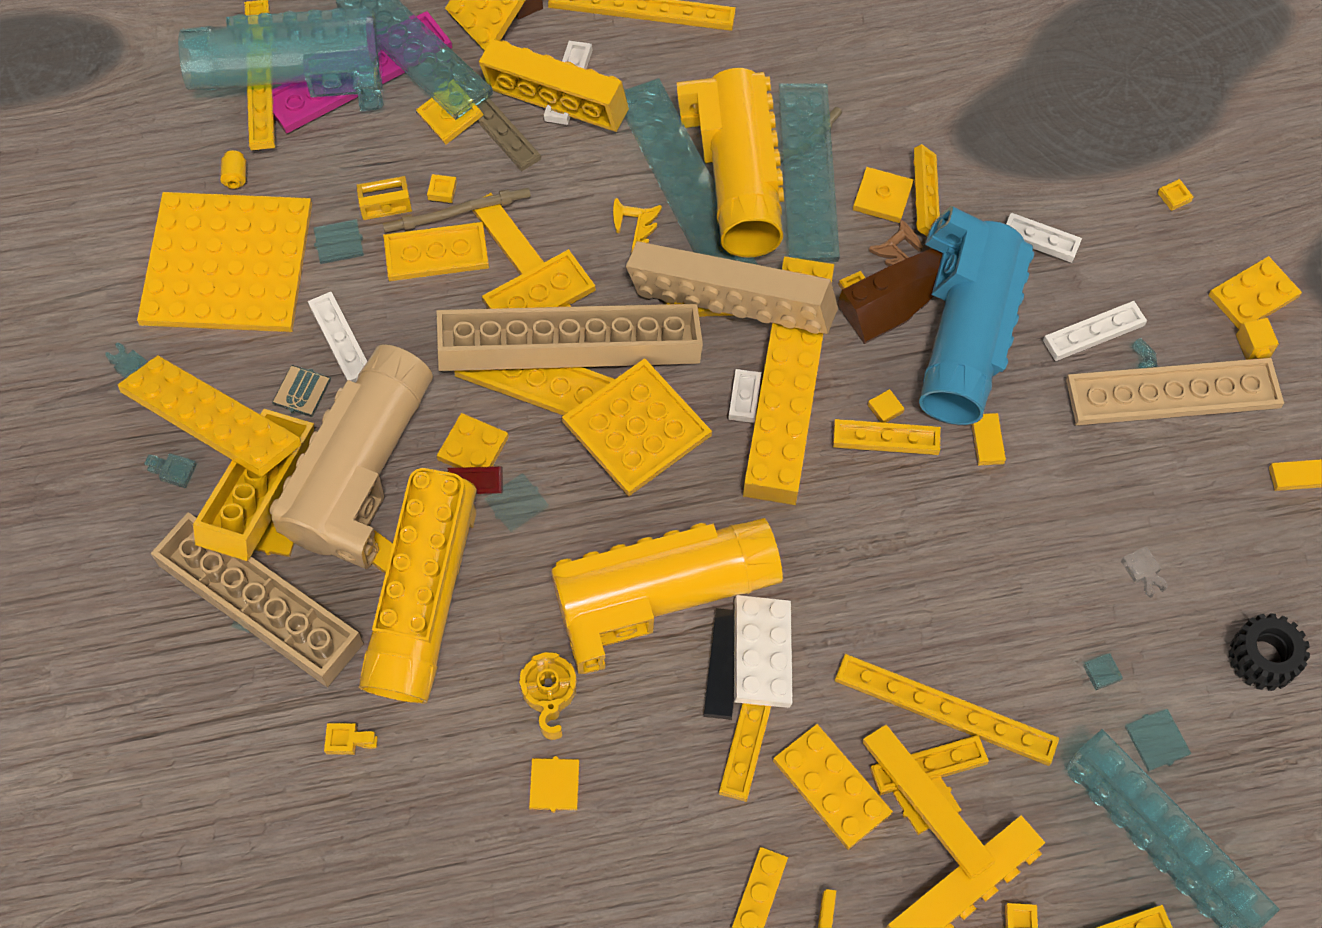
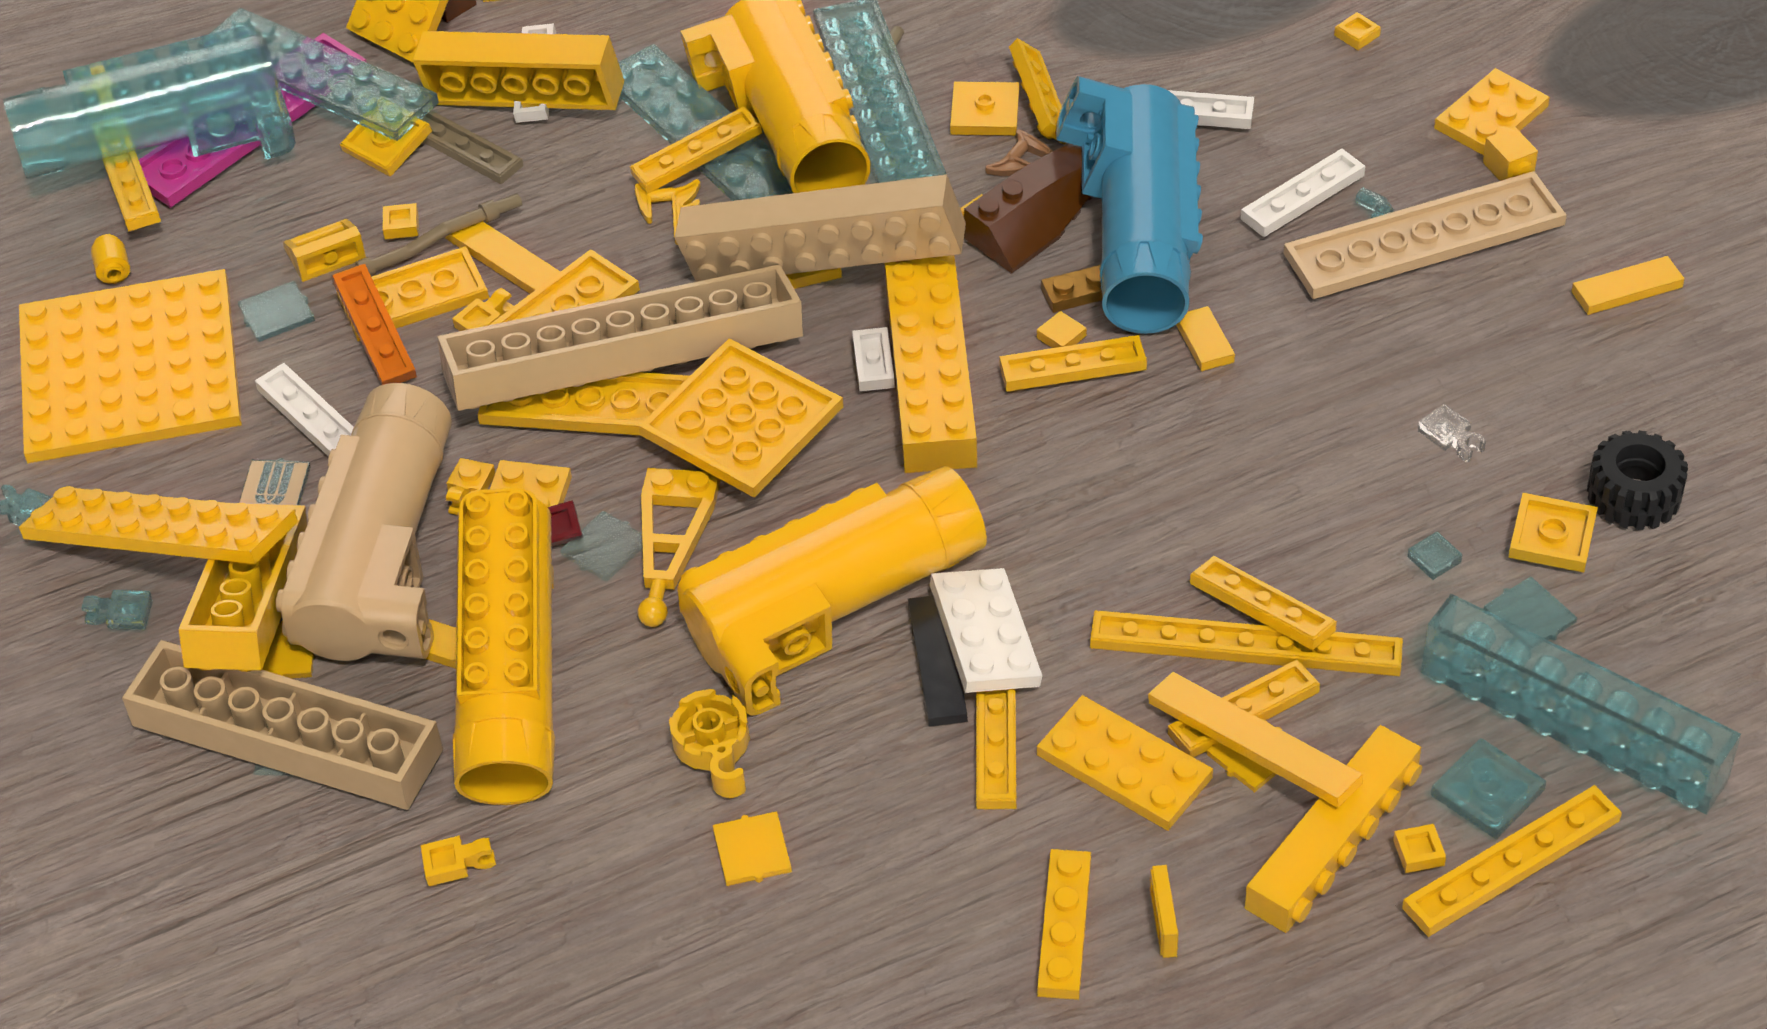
camera: 10 degrees left, 15 degrees down
(400, 277) = (374, 325): none -> orange plate
(434, 424) = (465, 478): none -> yellow plate
(478, 285) = (483, 313): none -> yellow plate
(576, 468) = (678, 489): none -> yellow plate
(664, 182) = (695, 149): none -> yellow tile
(904, 370) = (1073, 289): none -> pearl gold plate
(967, 681) = (1263, 602): none -> yellow tile
(1085, 883) = (1488, 788): none -> clear light blue plate
(1194, 677) = (1553, 532): none -> yellow plate

